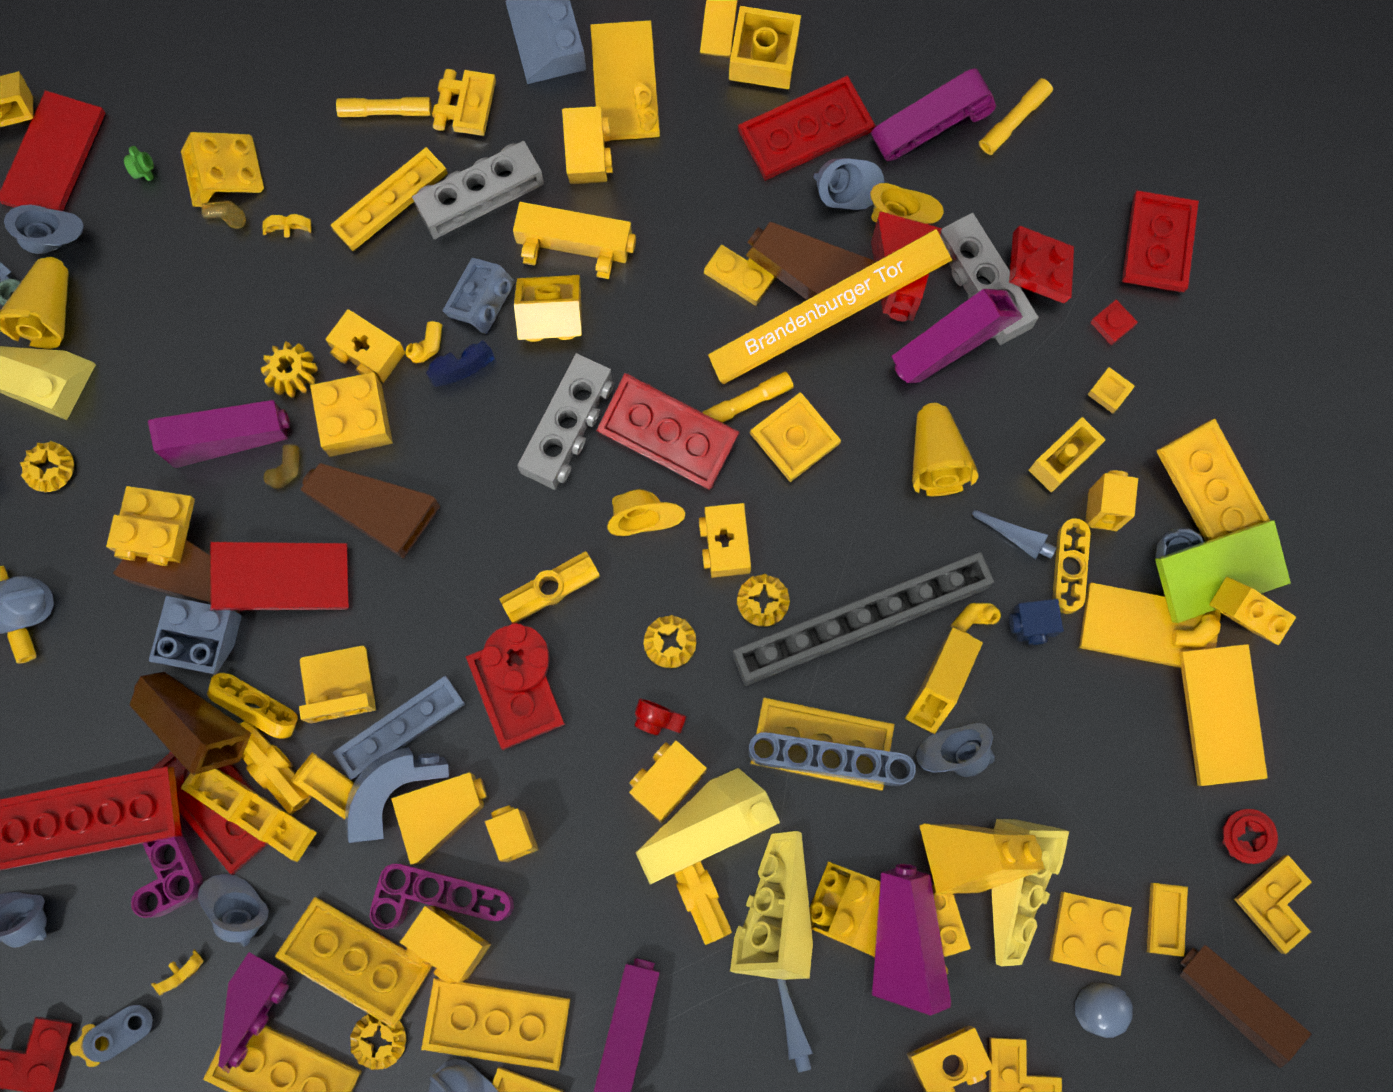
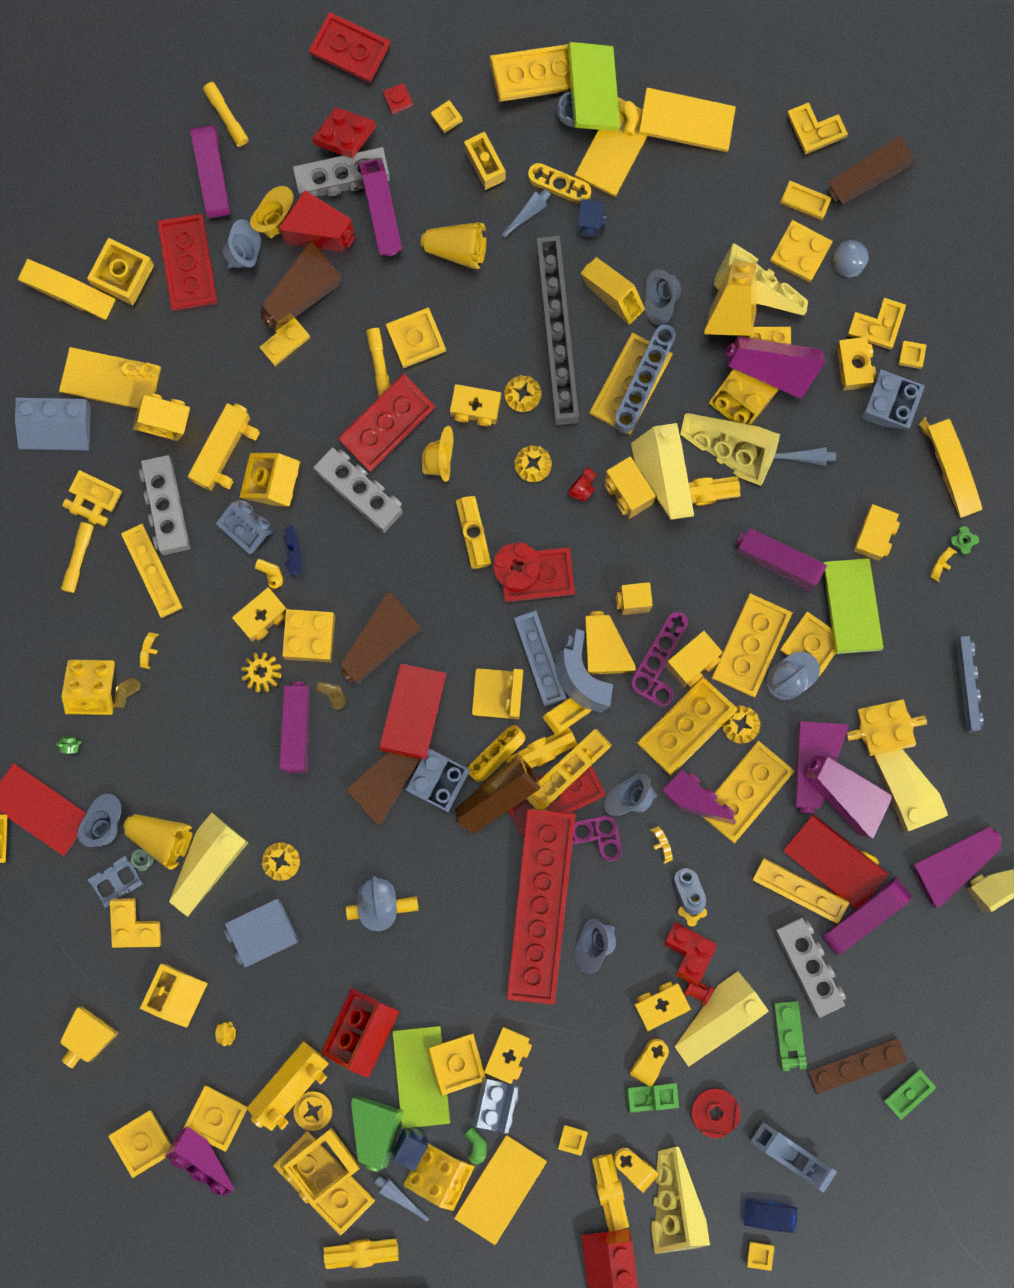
camera: 75 degrees left, 5 degrees up
(151, 526) = (353, 788): yellow plate -> none
(830, 306) = (336, 284): yellow tile -> none
(976, 614) = (573, 256): yellow arm -> none
(1112, 501) = (526, 142): yellow brick -> none
(1252, 610) = (626, 77): yellow brick -> none
(1263, 845) = (776, 123): red gear -> none

